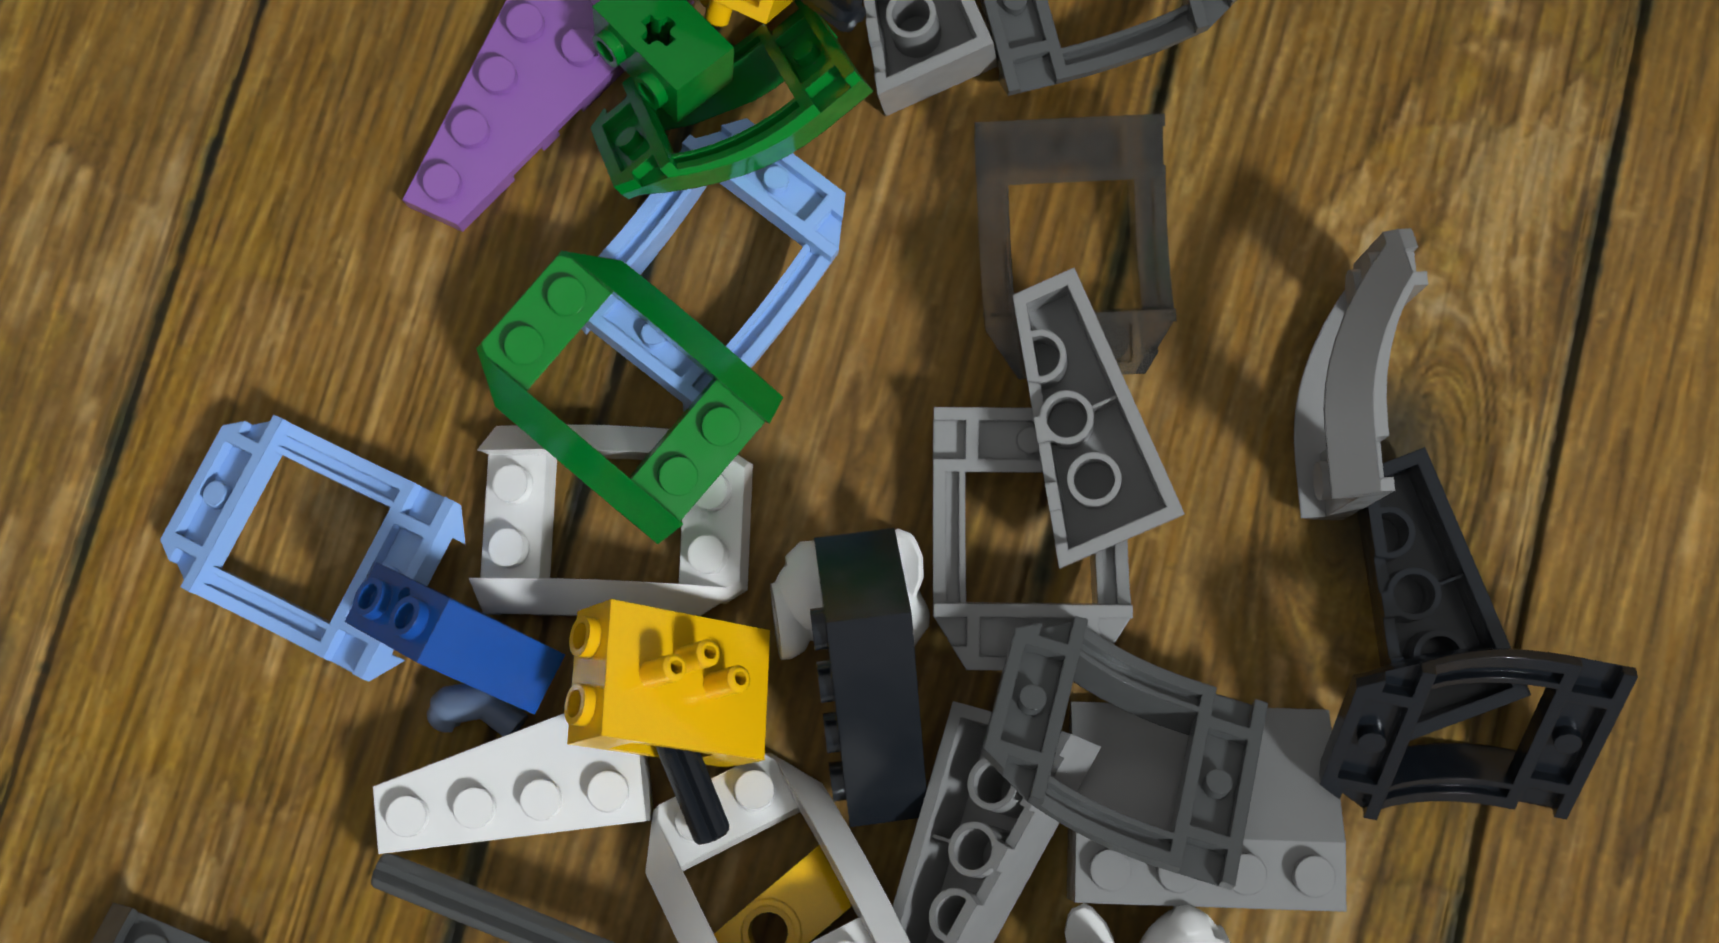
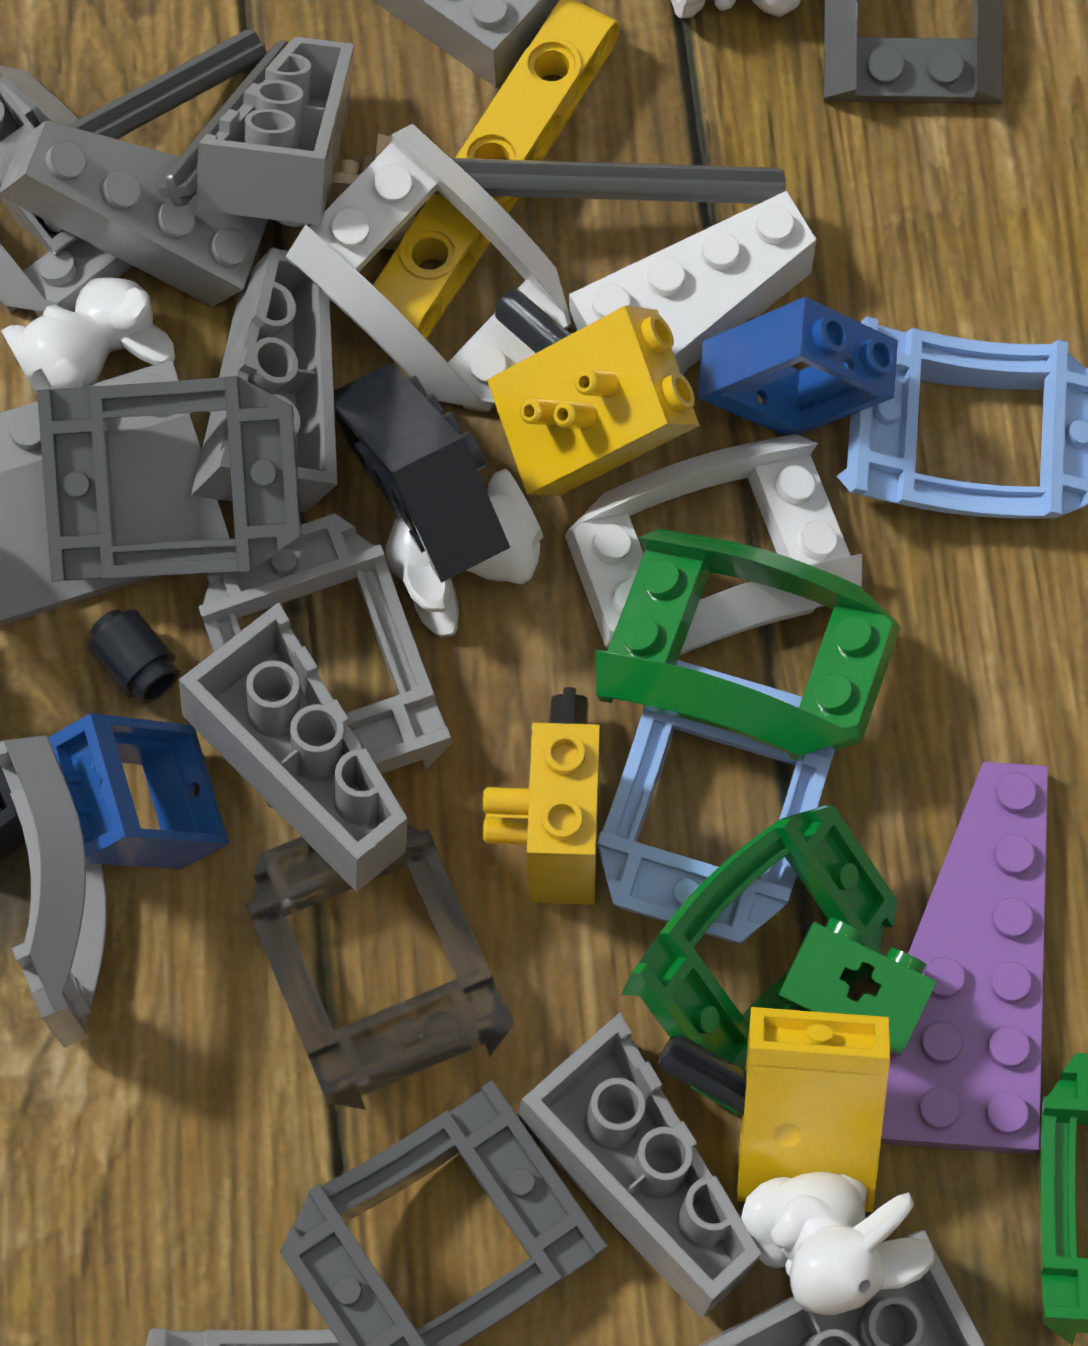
camera: 160 degrees right, 10 degrees down
(855, 290) = (558, 809): none -> yellow piece
(1204, 616) = (133, 655): none -> black brick
(1293, 448) = (173, 764): none -> blue window

